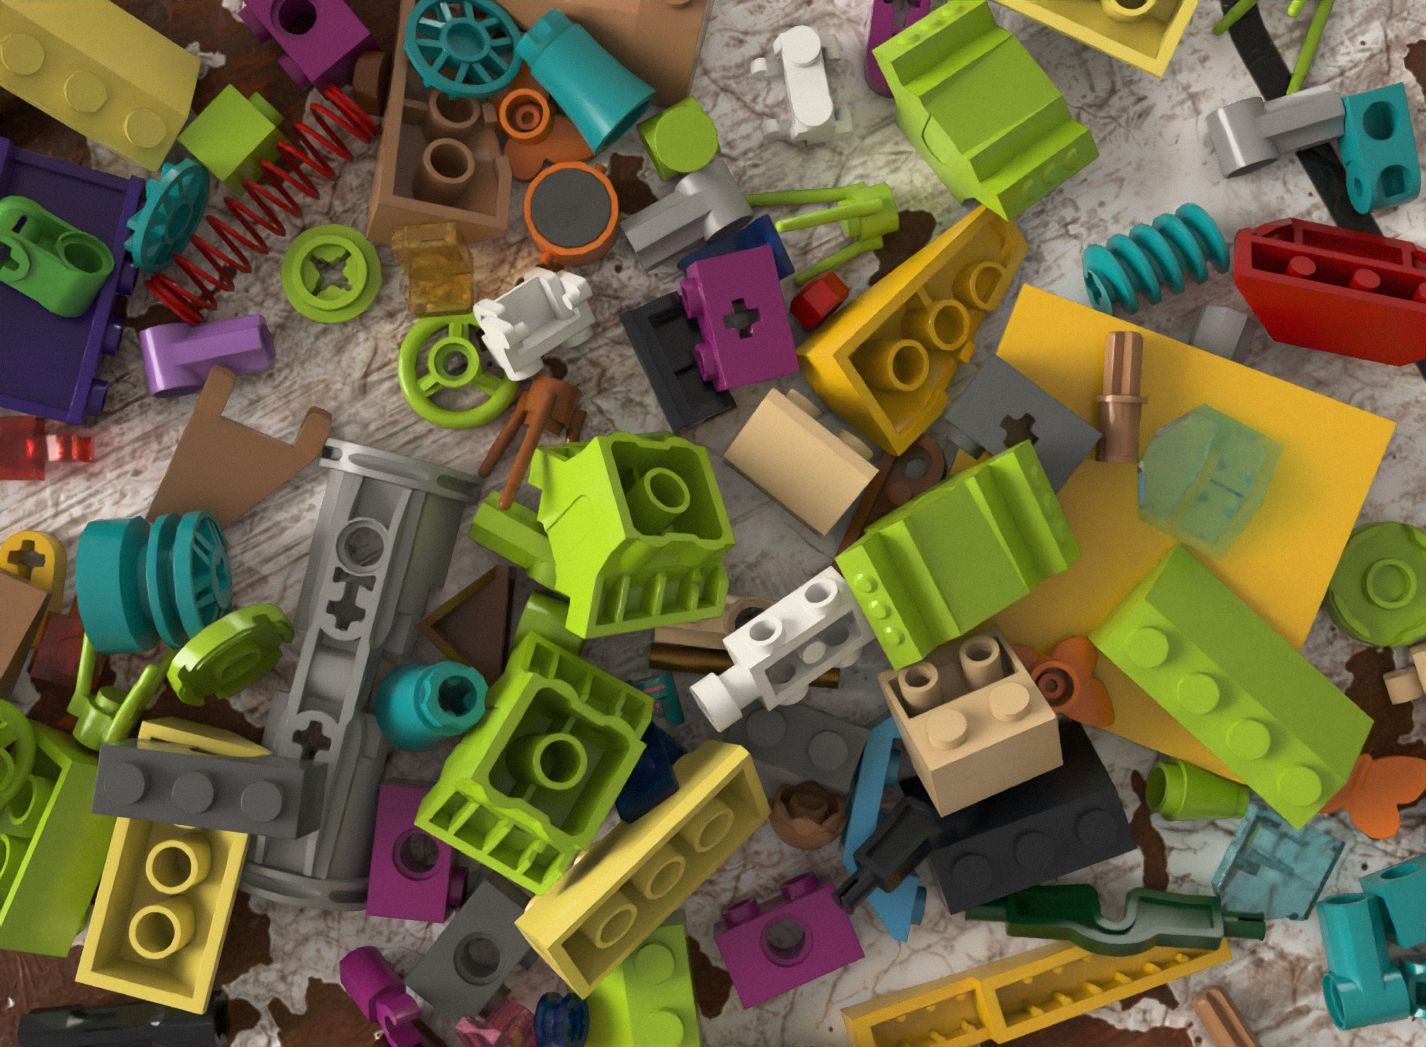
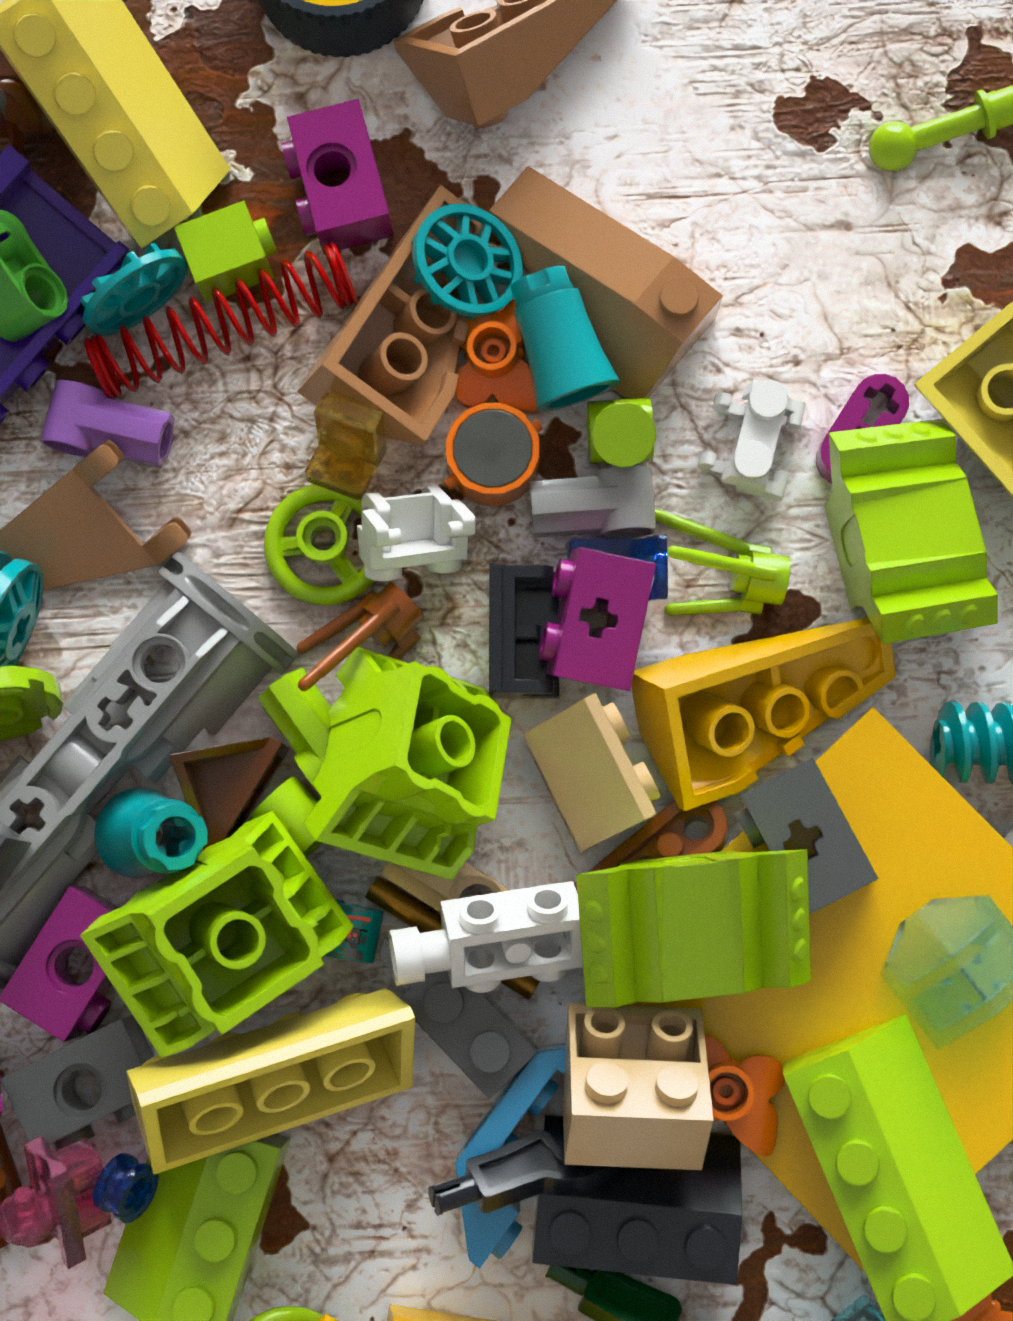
camera: 25 degrees right, 5 degrees down
(303, 280) = (225, 400): lime gear -> none
(371, 81) = (370, 255): reddish brown tile -> none
(652, 776) = (316, 996): bracket -> none
(766, 971) = (337, 1232): magenta brick -> none
(806, 815) = (443, 1104): medium nougat plate -> none
(817, 300) = (677, 635): red tile -> none
(1120, 399) = (912, 854): medium nougat axle -> none
(1192, 793) = (815, 1260): lime cone -> none

